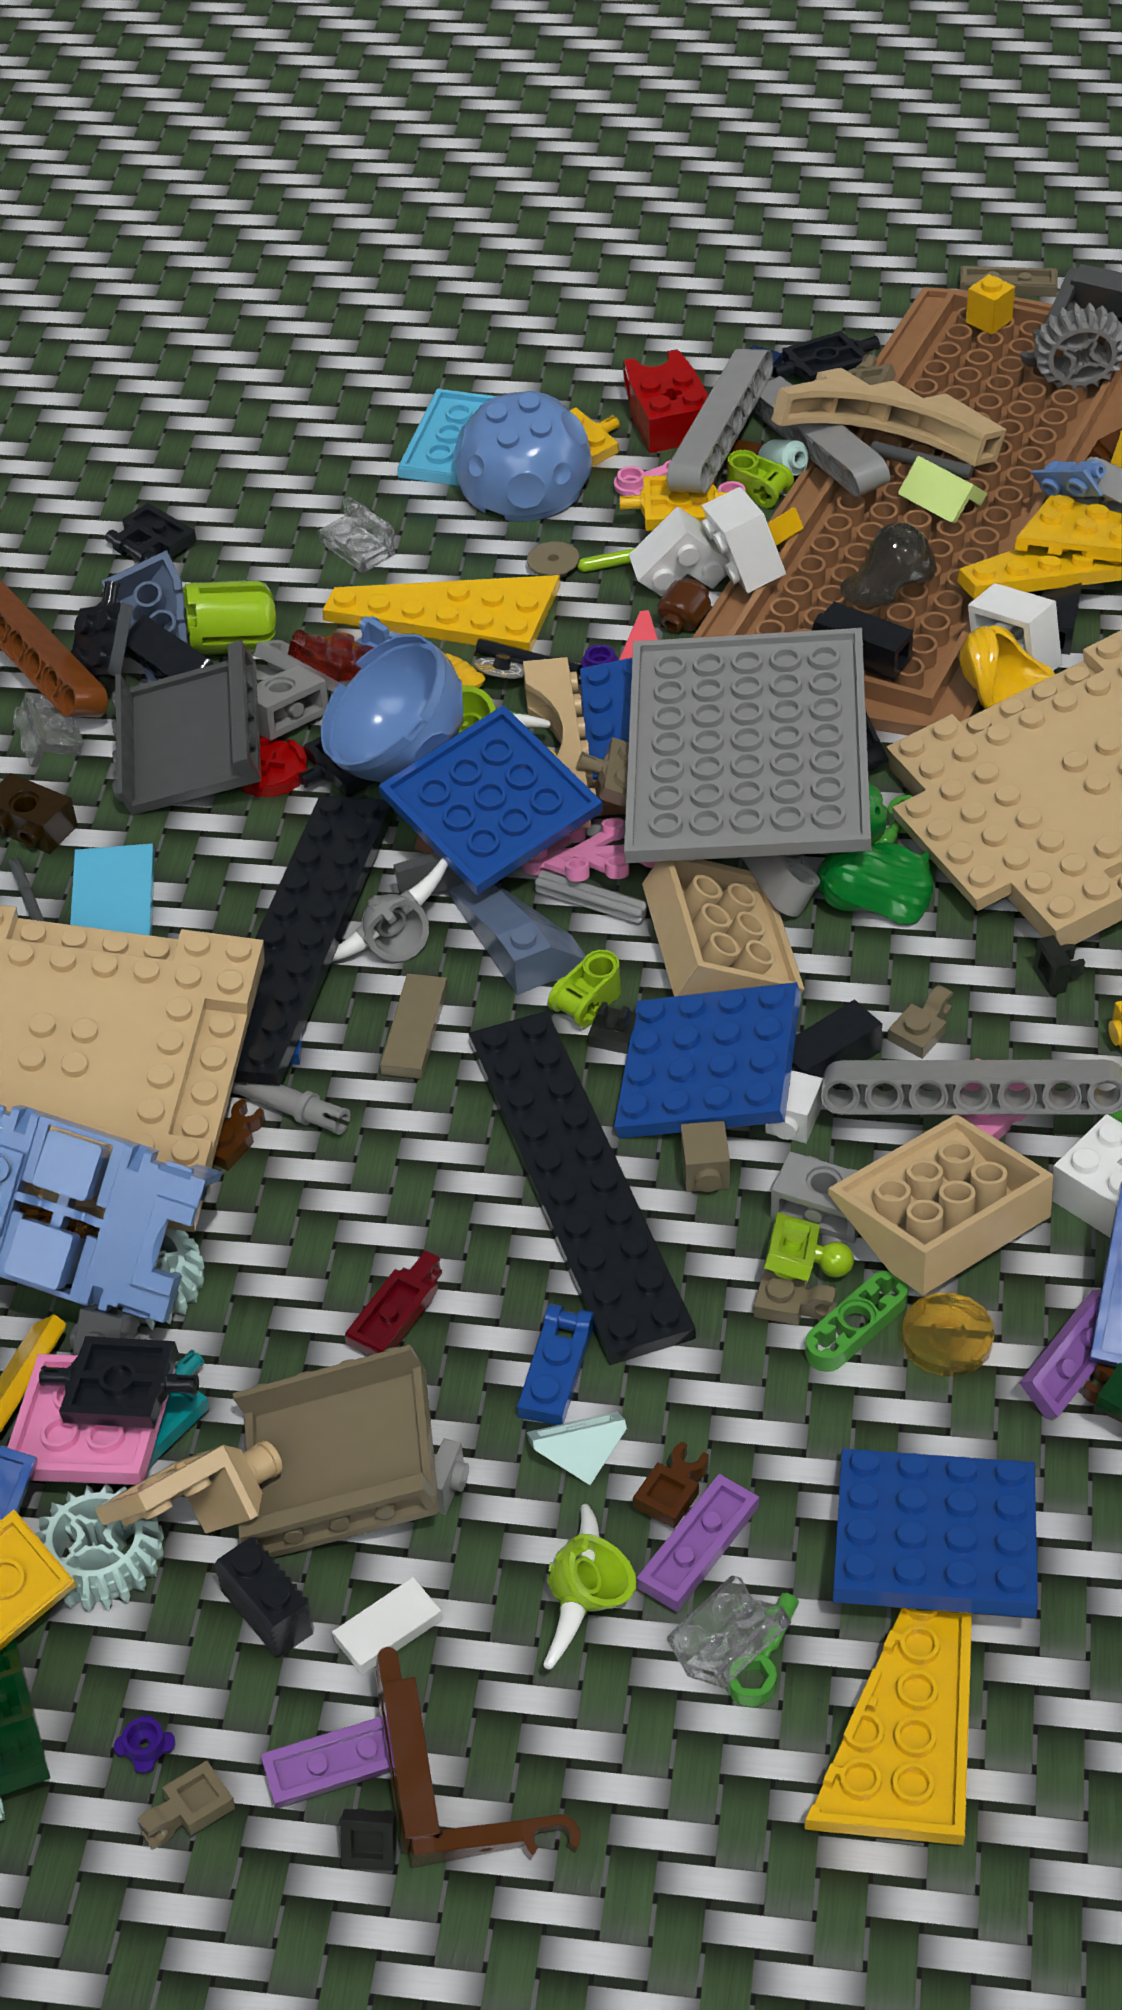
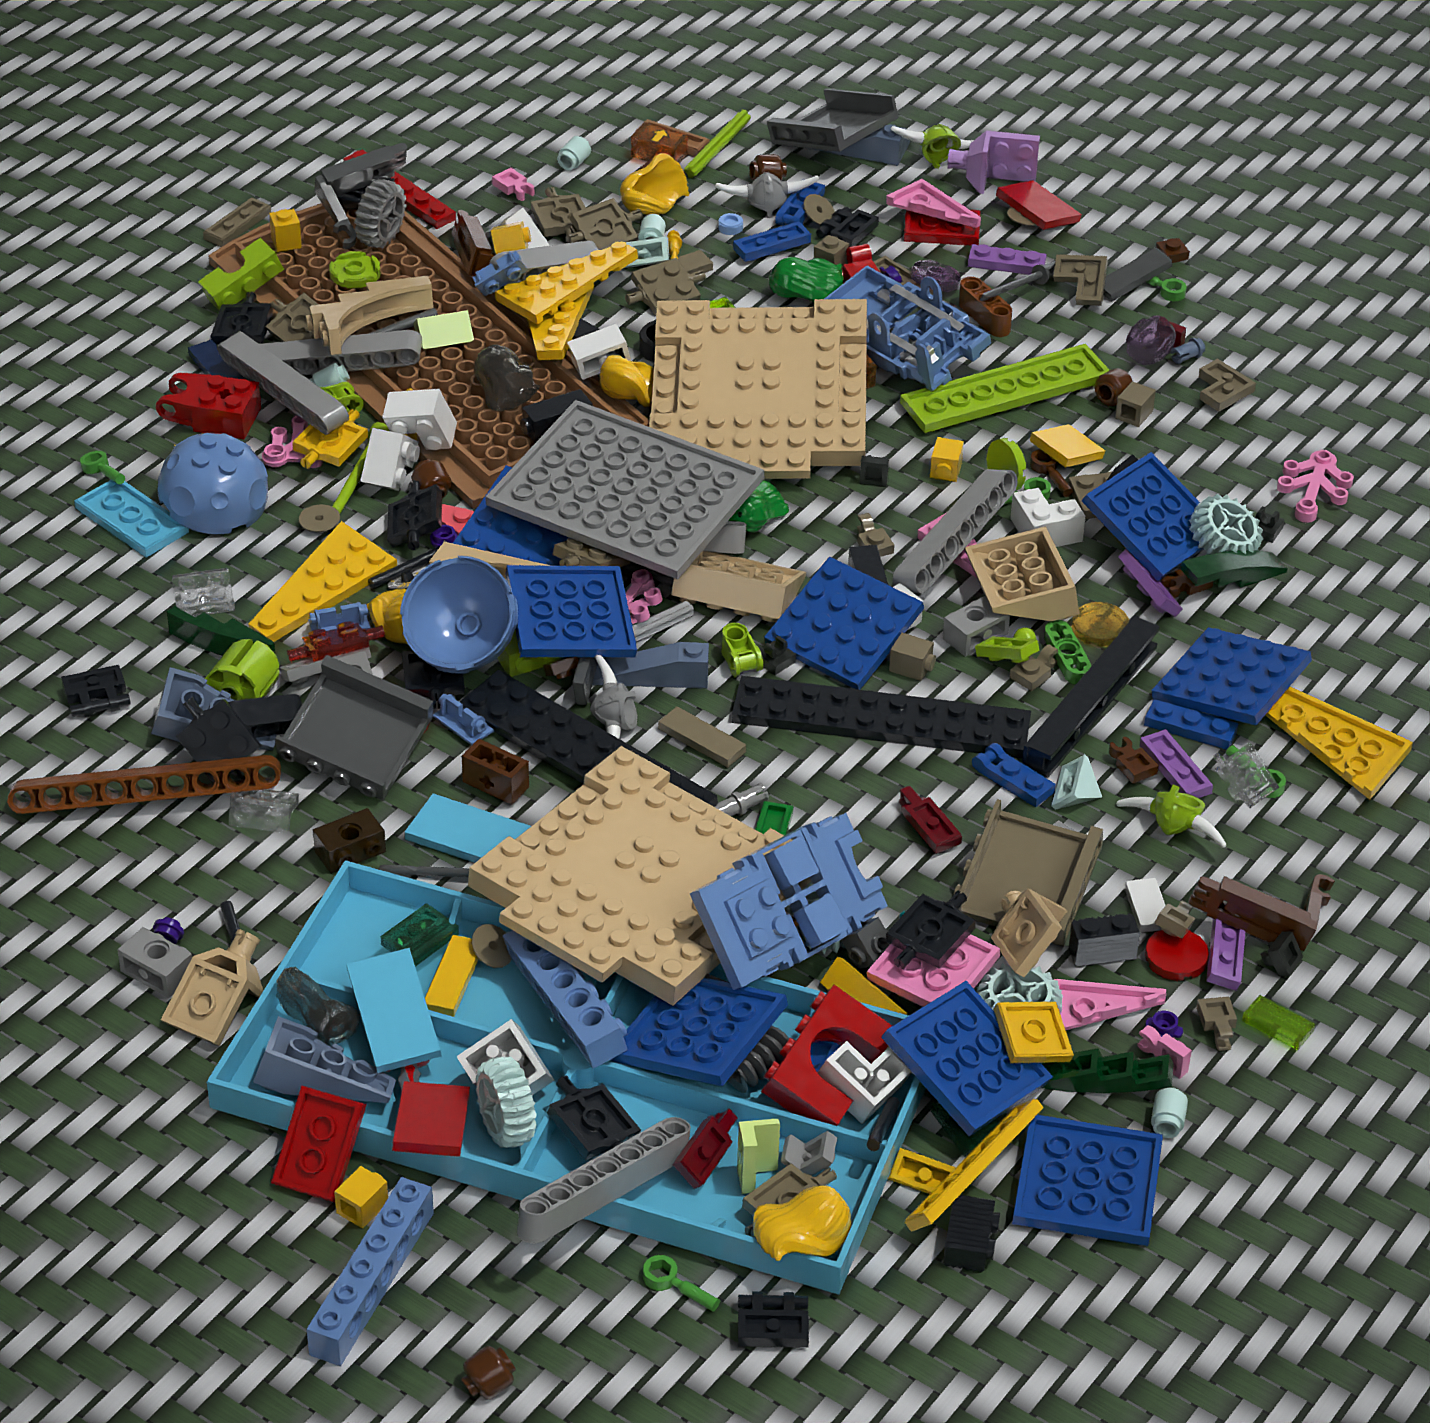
camera: 65 degrees left, 5 degrees down
(82, 1768) = (1165, 1045): none -> bright pink plate
(144, 1639) = (1095, 1002): none -> bright pink wing
(205, 871) = (495, 771): none -> reddish brown brick
(231, 1890) = (1278, 1022): none -> clear neon green tile
(293, 812) = (461, 721): none -> medium blue hinge
(293, 1161) = (776, 817): none -> green tile
(295, 576) = (209, 632): none -> dark green slope
(305, 1698) = (1176, 956): none -> red tile
(342, 1664) = (1176, 920): none -> dark tan plate
(504, 375) = (98, 462): none -> bright green piece
(606, 618) = (414, 515): none -> black plate
(775, 1382) = (1090, 697): none -> black tile
(809, 1525) = (1191, 724): none -> blue plate
(913, 318) = (230, 288): none -> lime arch
(987, 385) = (354, 269): none -> lime tile

